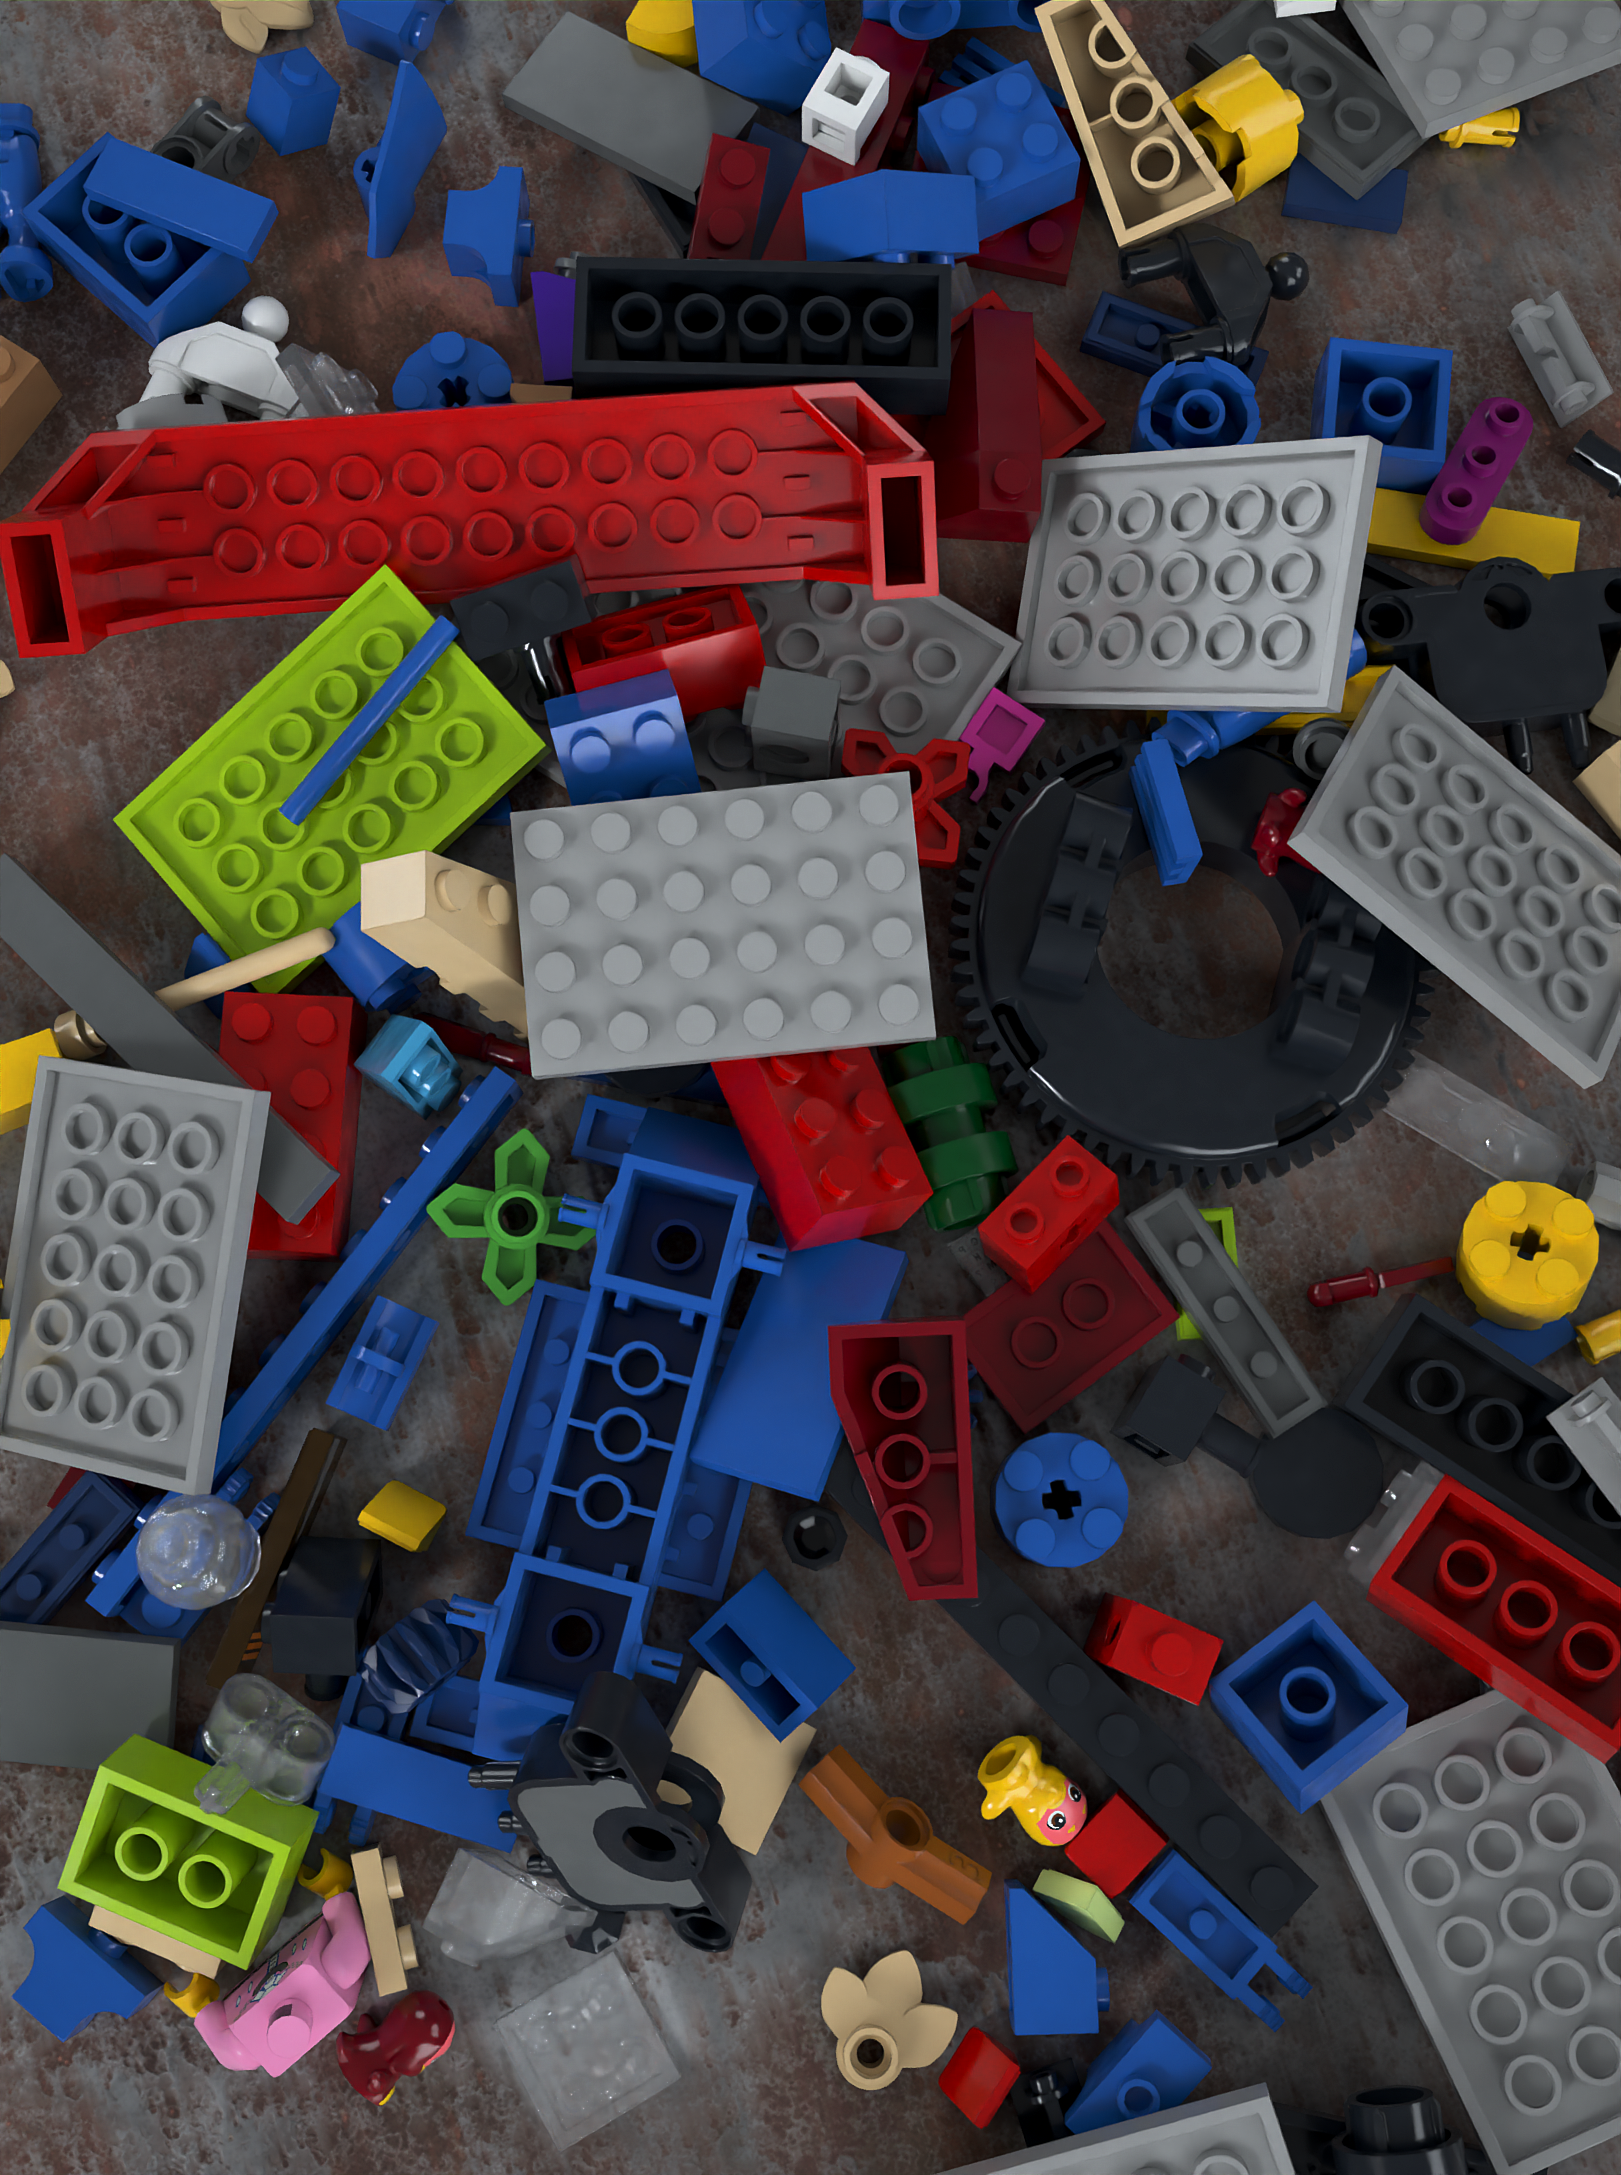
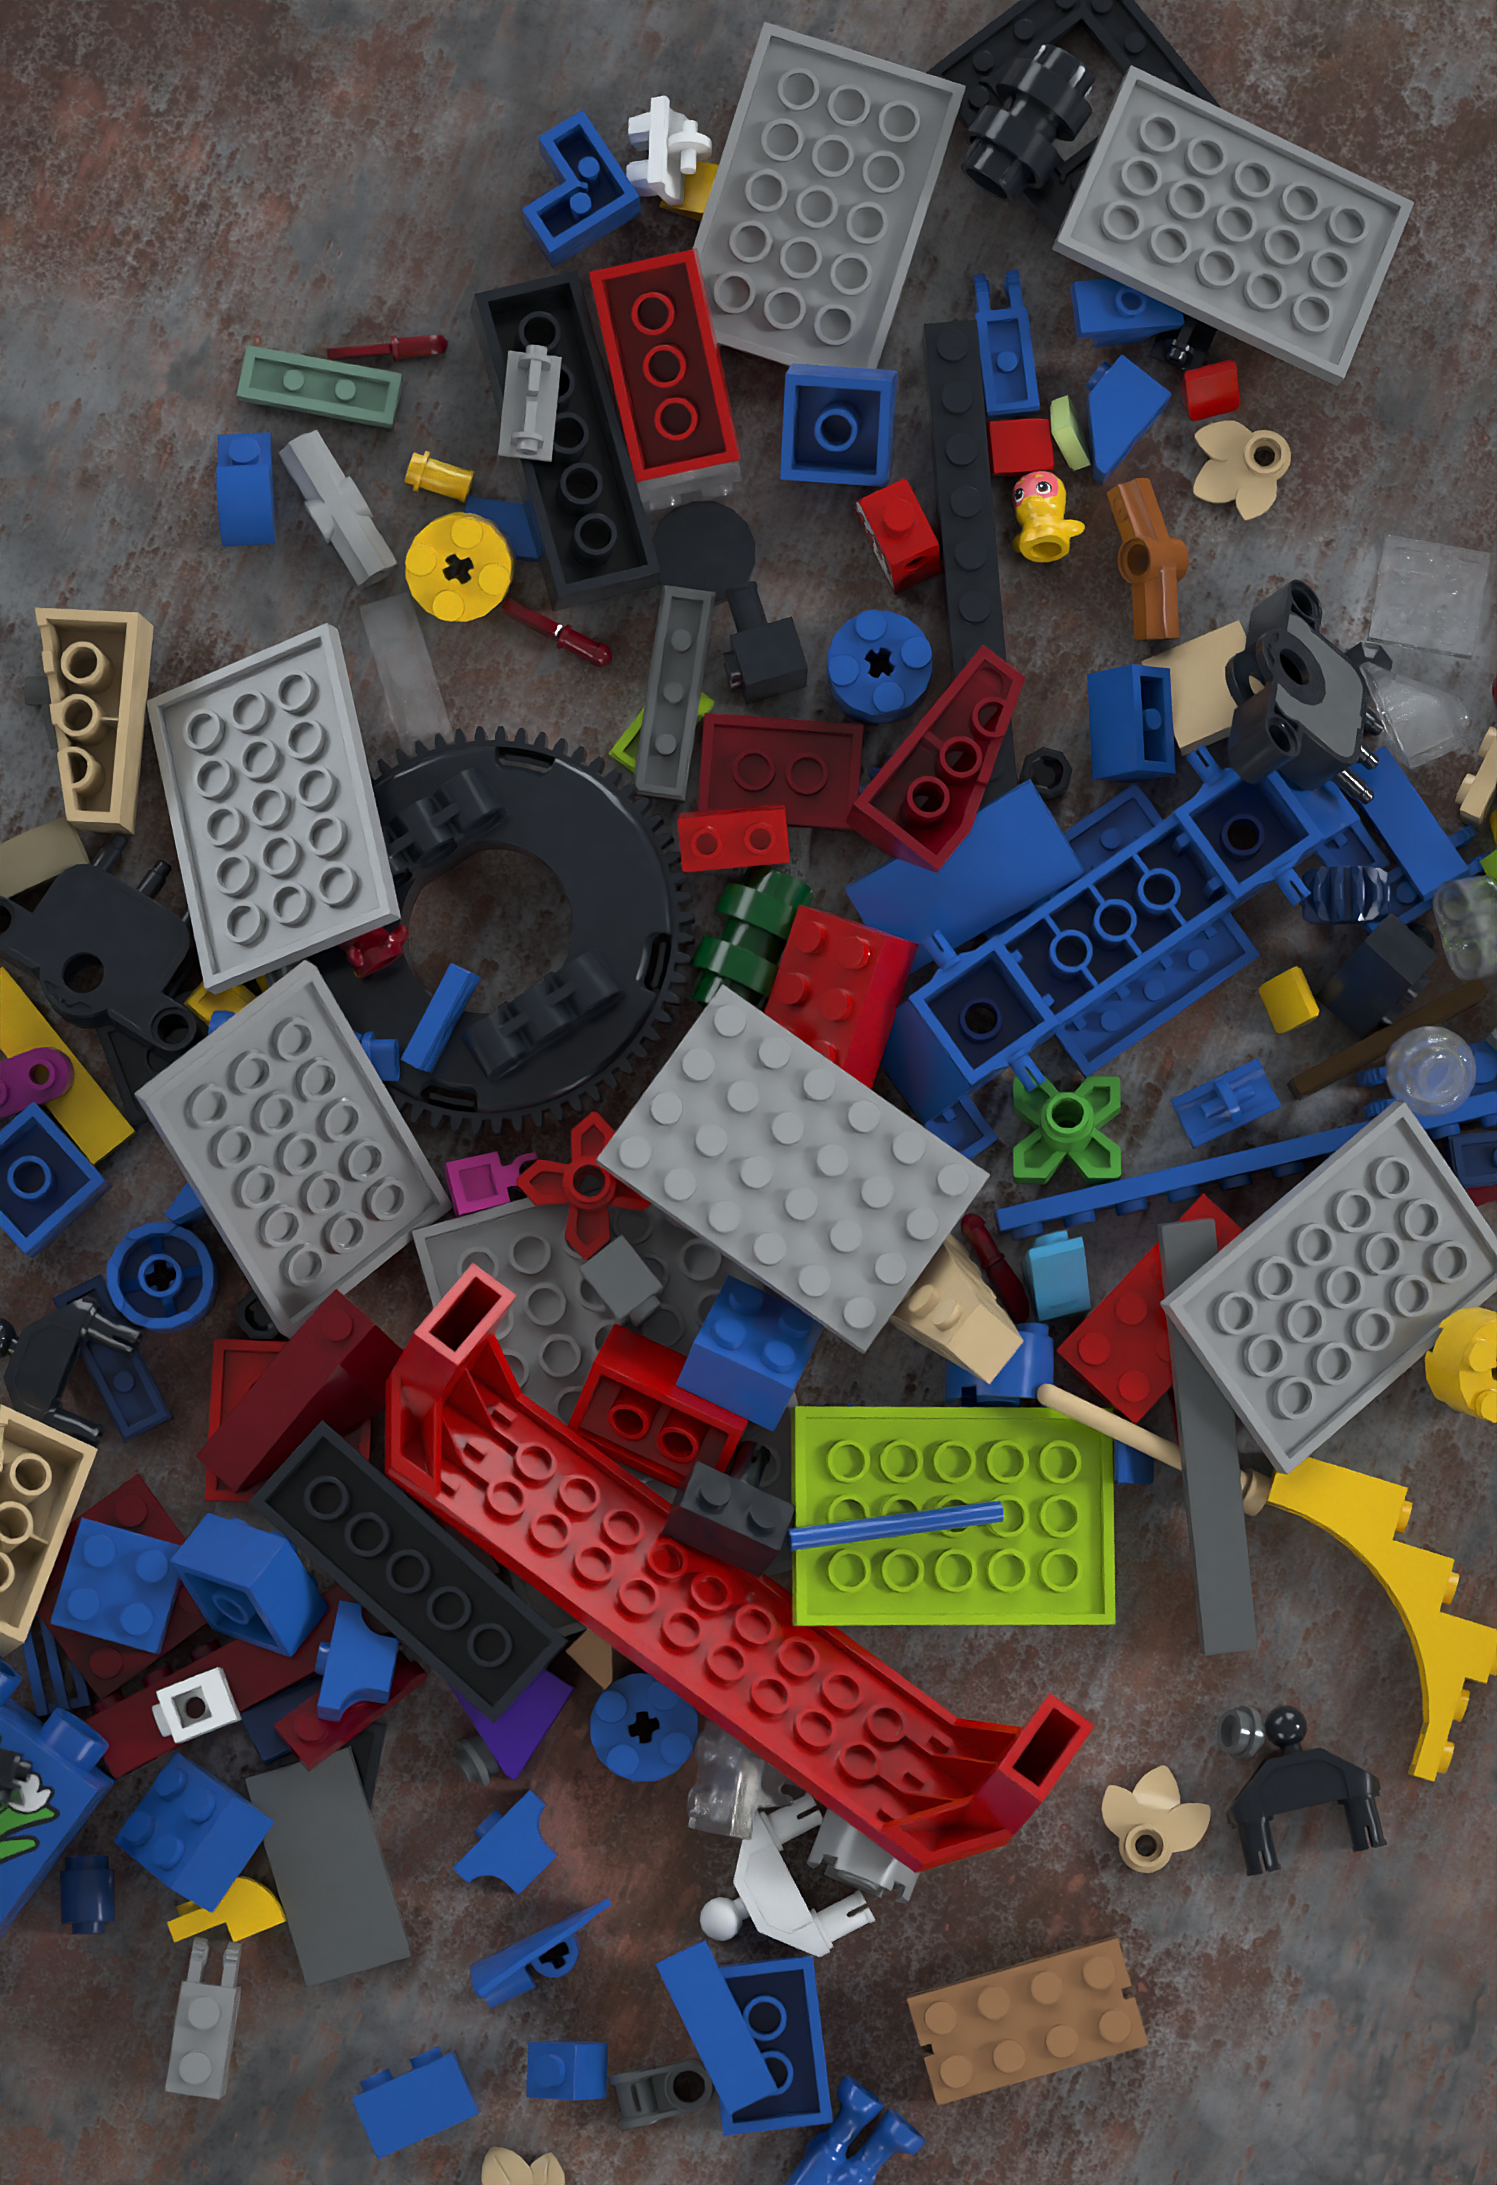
camera: 140 degrees left, 5 degrees up
(741, 220) = (354, 1665): none -> blue brick

